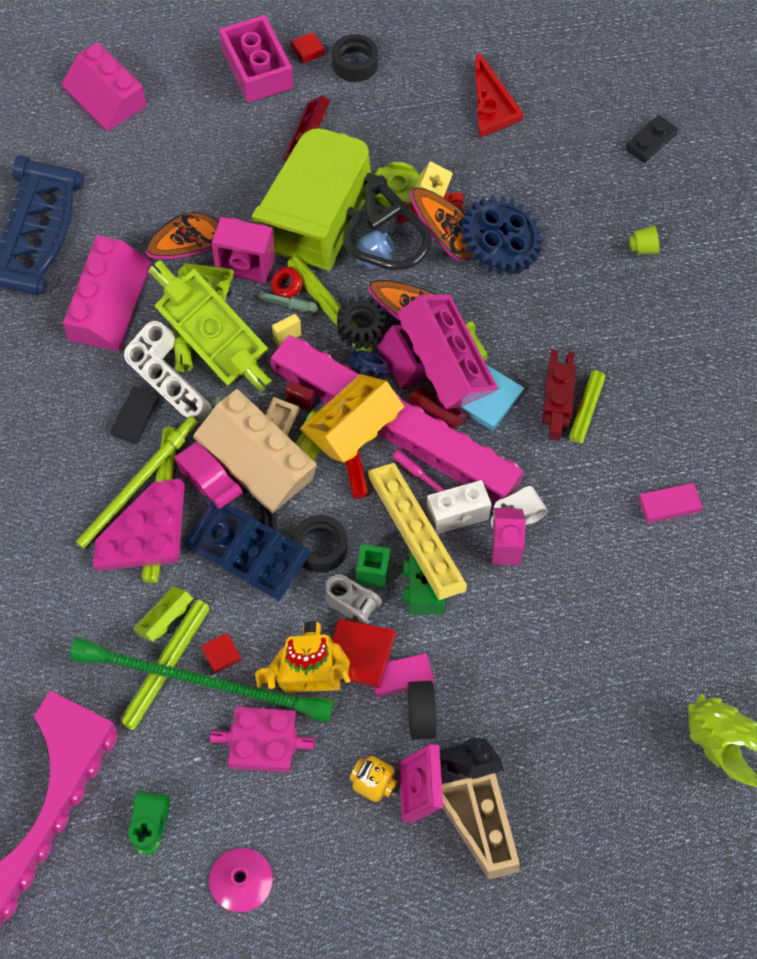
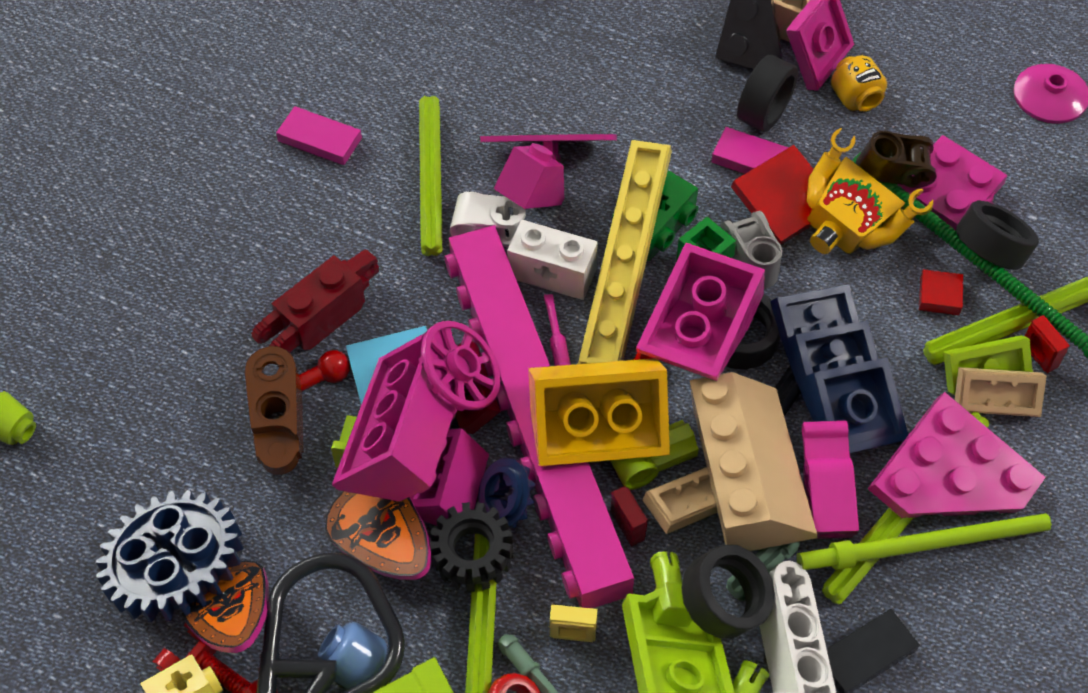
camera: 140 degrees left, 5 degrees down
(135, 648) = (1046, 344): none -> red tile
(146, 598) = (1000, 391): none -> tan plate
(195, 721) = (997, 235): none -> black tyre
(204, 364) = (753, 579): none -> black tyre
(298, 709) = (897, 157): none -> dark brown piece
(337, 502) = (703, 311): none -> dark pink slope
(442, 387) = (460, 365): none -> dark pink wheel
(523, 375) = (332, 367): none -> red bar
(526, 585) = (550, 141): none -> dark pink shield
(533, 339) = (281, 439): none -> reddish brown piece
(582, 523) = (430, 176): none -> lime axle
(587, 407) = (261, 298): lime axle -> none

